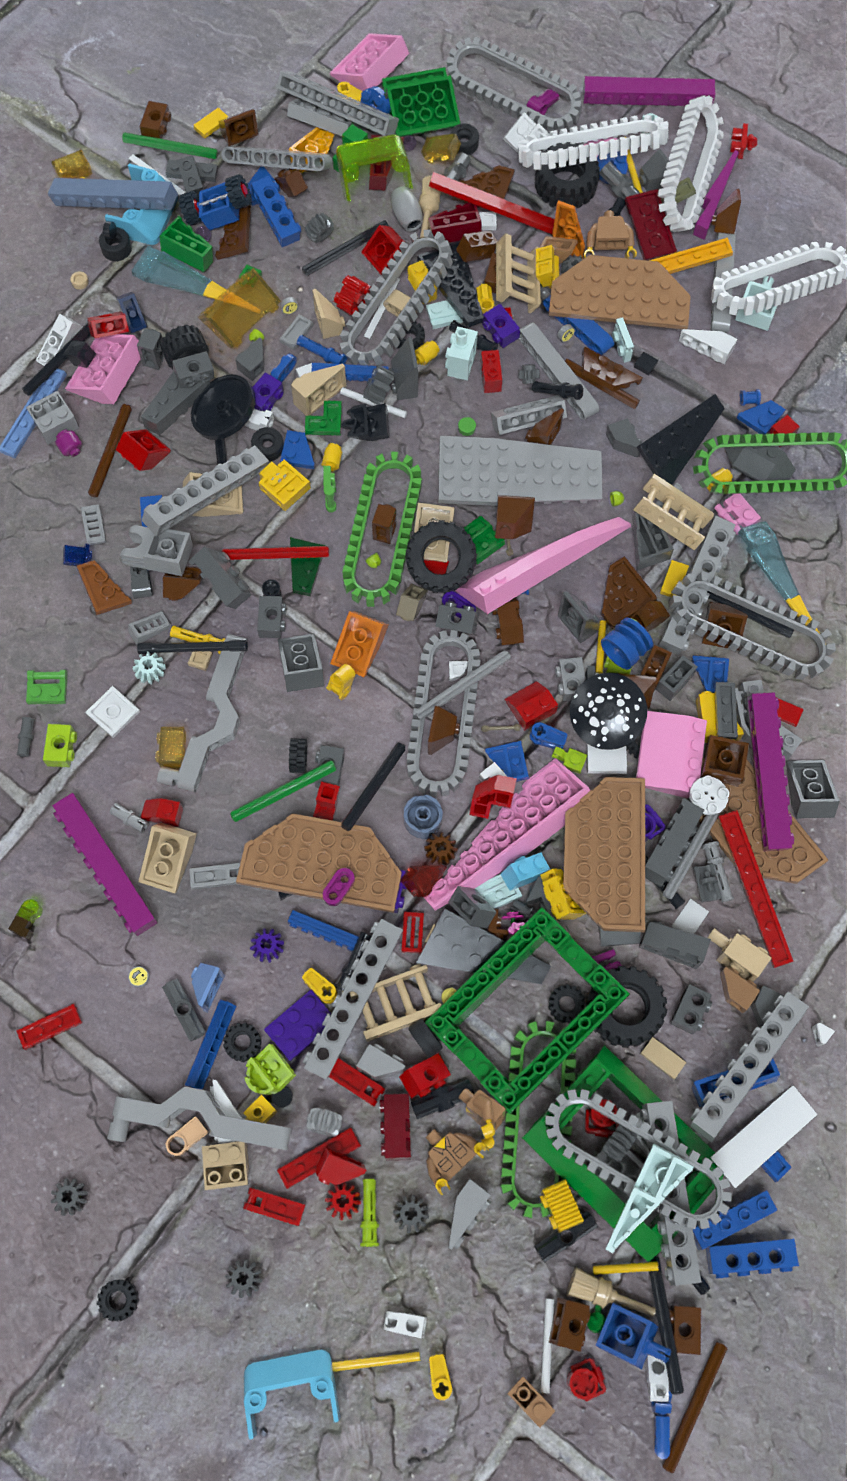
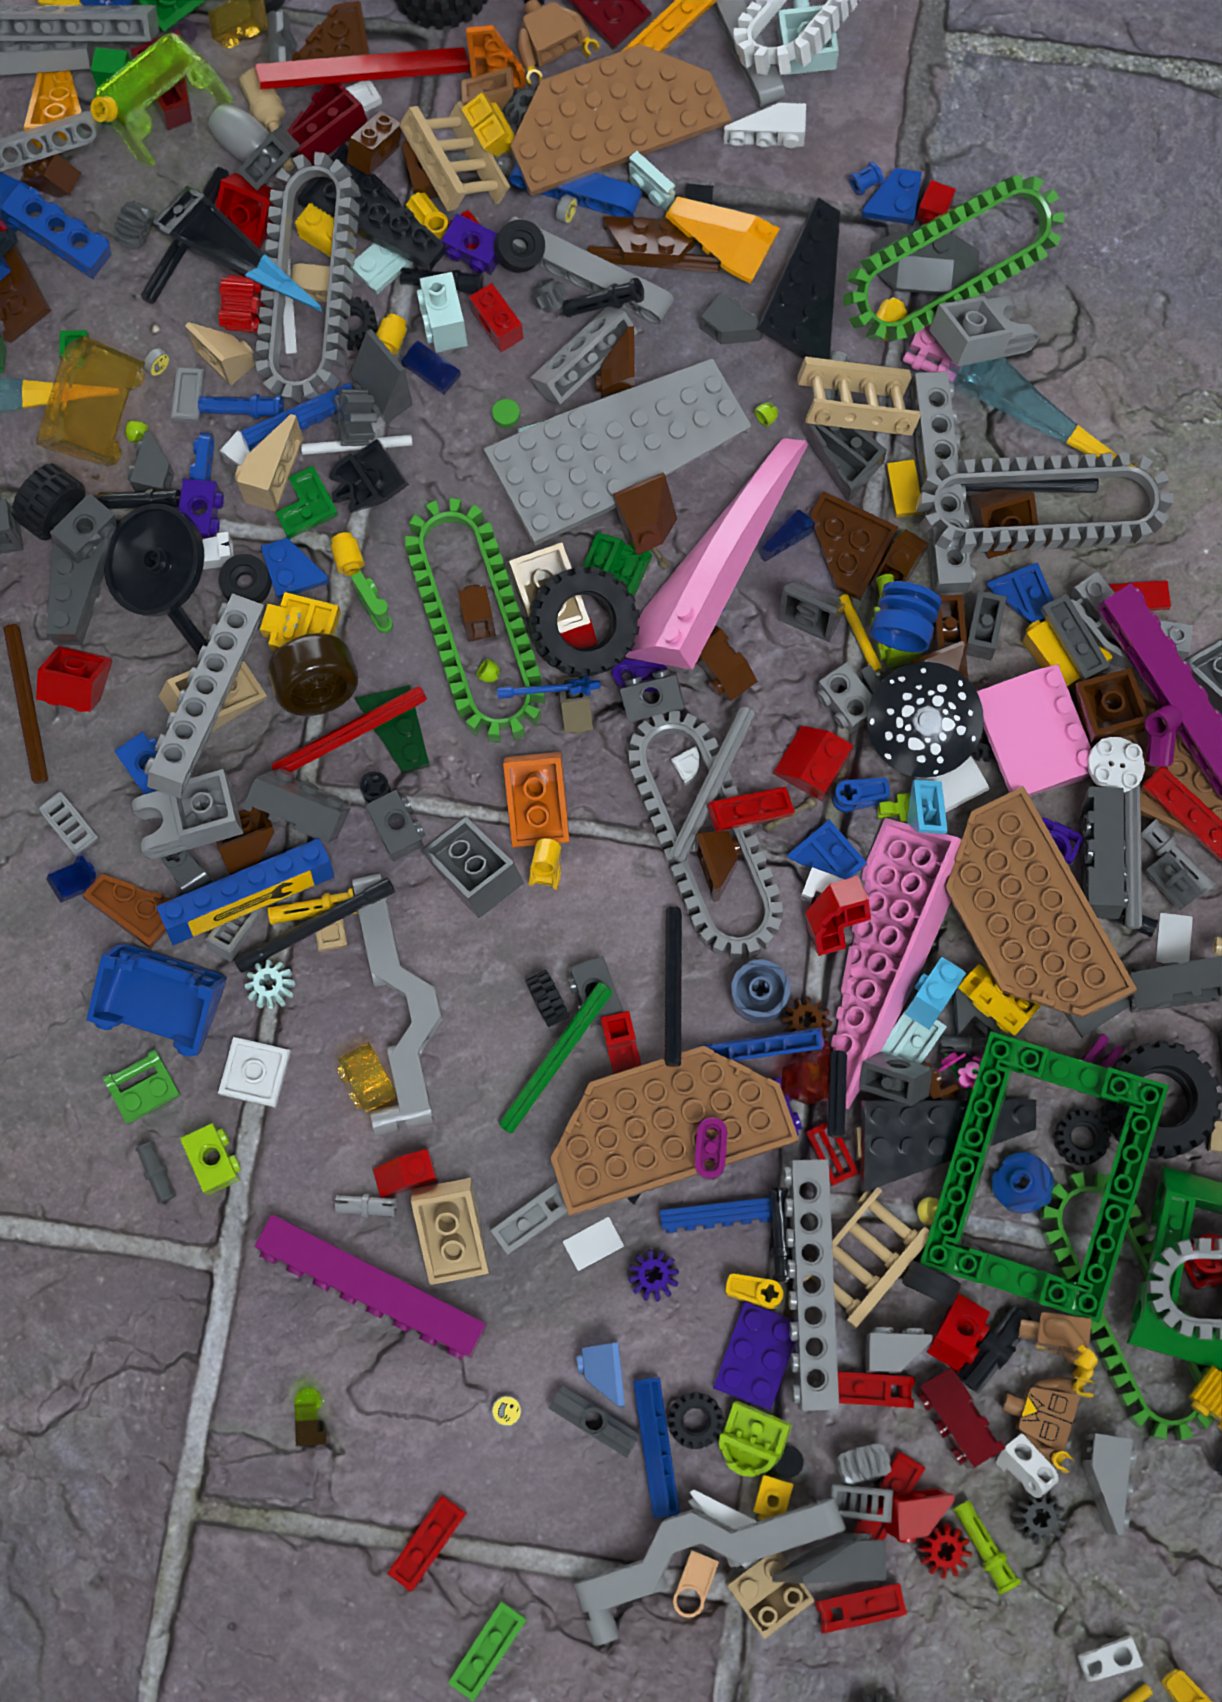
camera: 25 degrees left, 5 degrees up
(45, 1107) = (487, 1651): none -> bright green plate
(82, 640) = (156, 996): none -> blue windscreen
(165, 609) = (245, 891): none -> blue brick
(229, 369) = (124, 500): none -> black pin
(244, 910) = (593, 1243): none -> white sticker
(272, 510) = (313, 674): none -> dark brown wheel
(282, 1171) = (841, 1560): none -> dark grey slope
(297, 1136) = (840, 1491): none -> light grey slope
(335, 156) = (110, 109): none -> yellow bush
(356, 249) = (204, 230): none -> black plate
(410, 849) = (769, 1045): none -> blue piece
(411, 223) = (268, 157): none -> dark grey brick
(420, 1178) = (1028, 1466): none -> white leg
(421, 593) = (574, 686): none -> blue piece
(432, 897) = (837, 1094): none -> black axle
(439, 381) = (431, 367): none -> clear blue plate
(477, 710) = (750, 809): none -> red tile
(519, 1019) = (1034, 1195): none -> blue plate
(530, 328) = (508, 256): none -> black tyre
(581, 762) = (927, 807): none -> medium azure slope
(592, 570) = (792, 531): none -> clear blue slope
(652, 392) = (732, 236): none -> light orange wedge
(747, 787) = (1161, 736): none -> magenta piece
(769, 511) = (981, 330): none -> light grey brick

